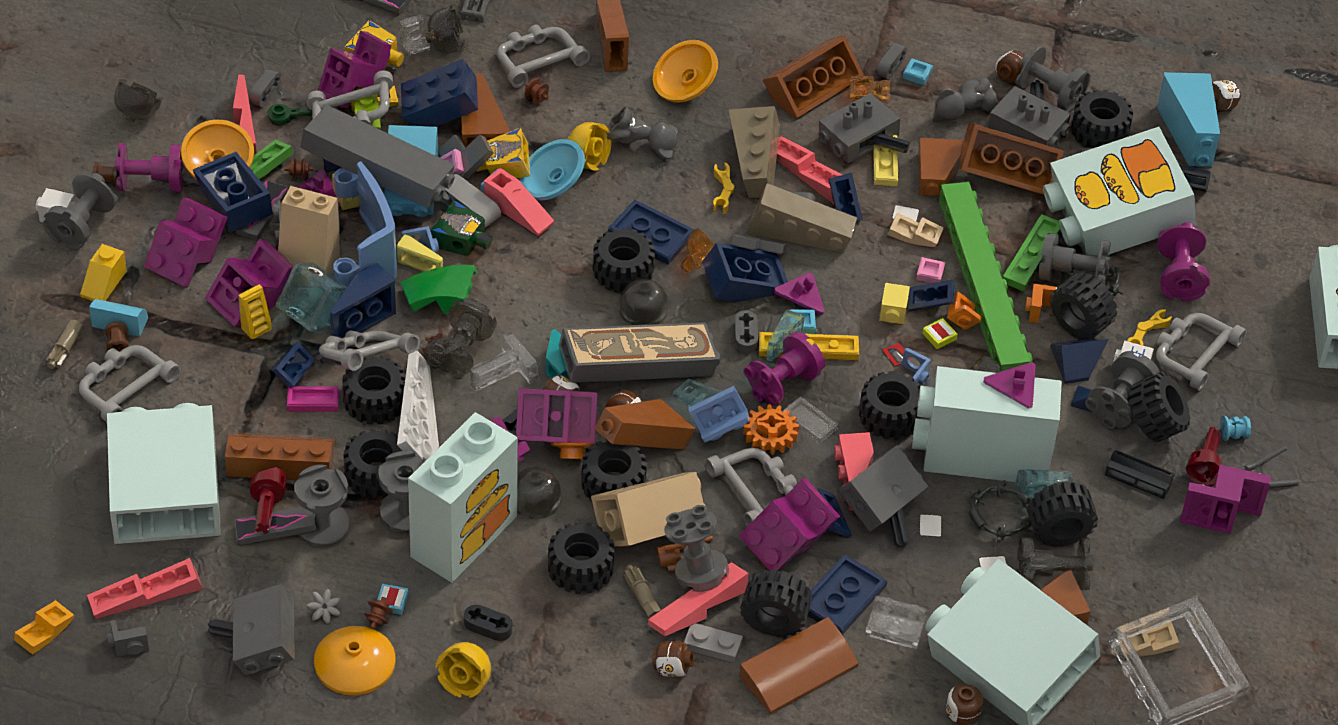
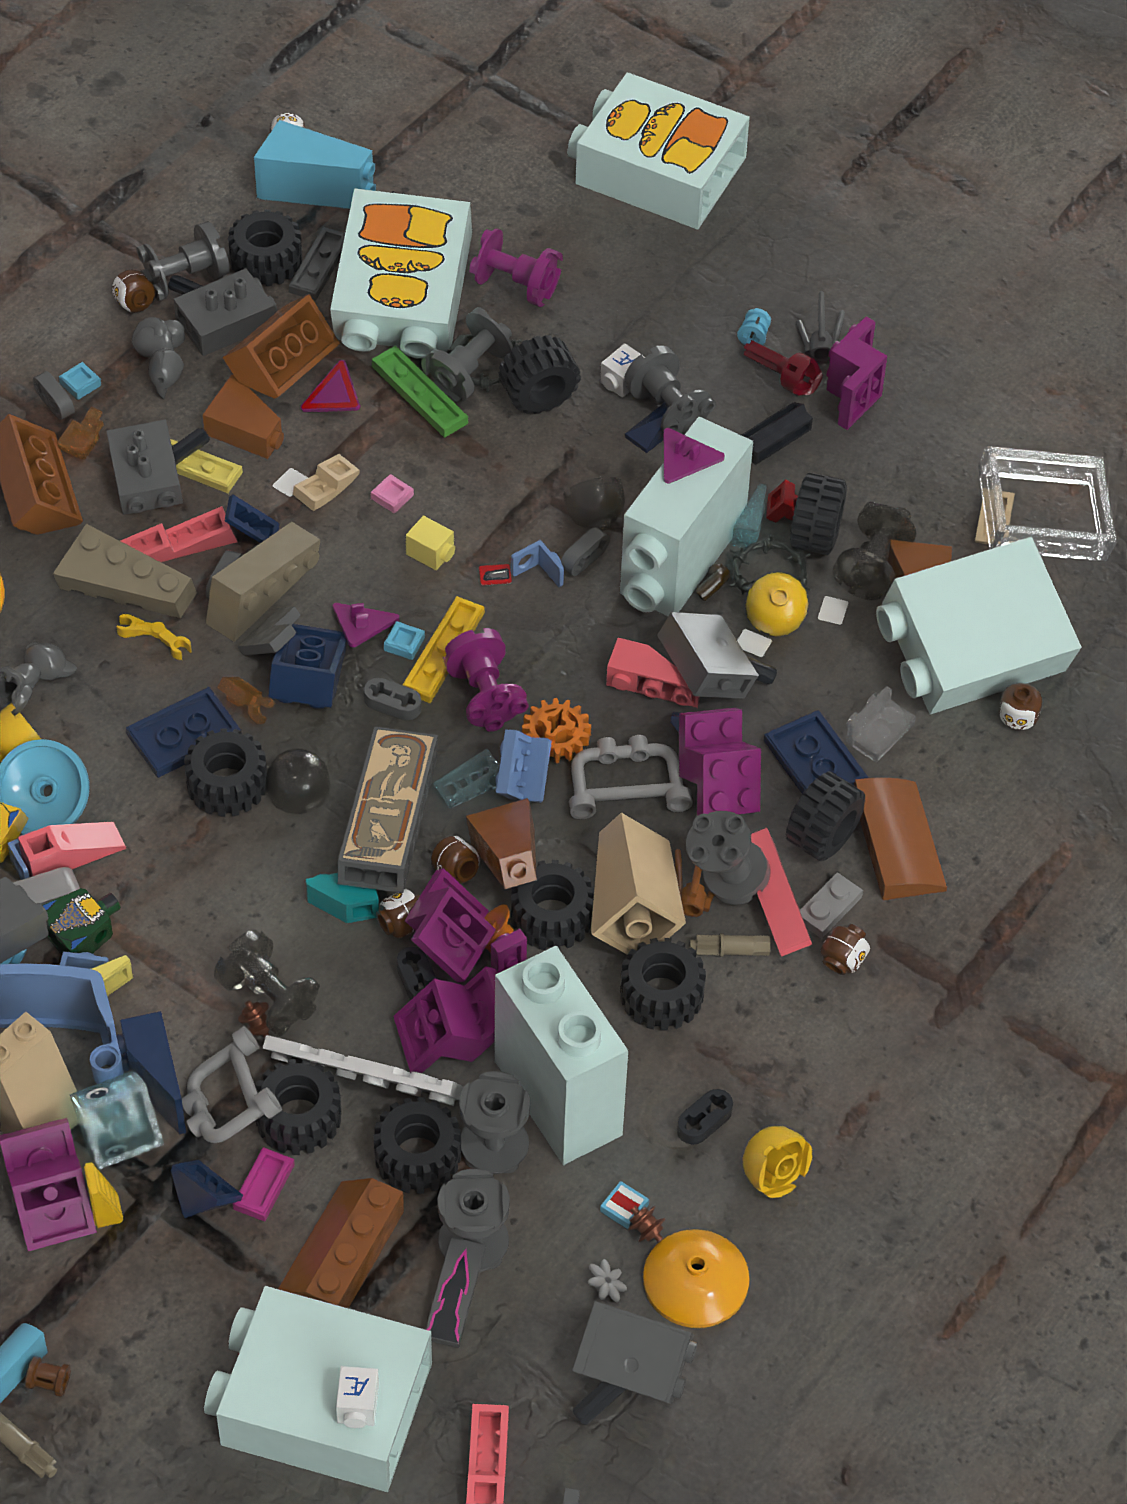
camera: 65 degrees left, 5 degrees up
(143, 474) = (357, 1396): none -> white brick
(167, 371) = (91, 1419): light grey bar -> none
(267, 489) = (401, 1278): dark red piece -> none
(439, 284) = (163, 979): green slope -> none
(512, 360) = (318, 940): clear bracket -> none
(550, 456) = (508, 950): none -> magenta plate
(788, 324) = (429, 659): clear light blue slope -> none
(812, 420) = (560, 685): clear tile -> none
(885, 419) = (580, 623): black tyre -> none
(931, 295) = (443, 499): dark blue slope -> none
(939, 333) = (489, 522): tile -> none
(963, 312) = (475, 490): orange bracket -> none
(966, 521) = (777, 604): none -> yellow cylinder
(968, 480) = (718, 577): none -> dark brown arm
(983, 276) = (435, 449): bright green brick -> none
(995, 205) = (334, 392): none -> piece
(1040, 296) = (495, 417): orange bracket -> none
(1077, 358) = (589, 416): dark blue slope -> none
(1155, 322) = (575, 347): yellow piece -> none
(1159, 407) = (714, 370): black tyre -> none
(1180, 328) = (606, 331): light grey bar -> none

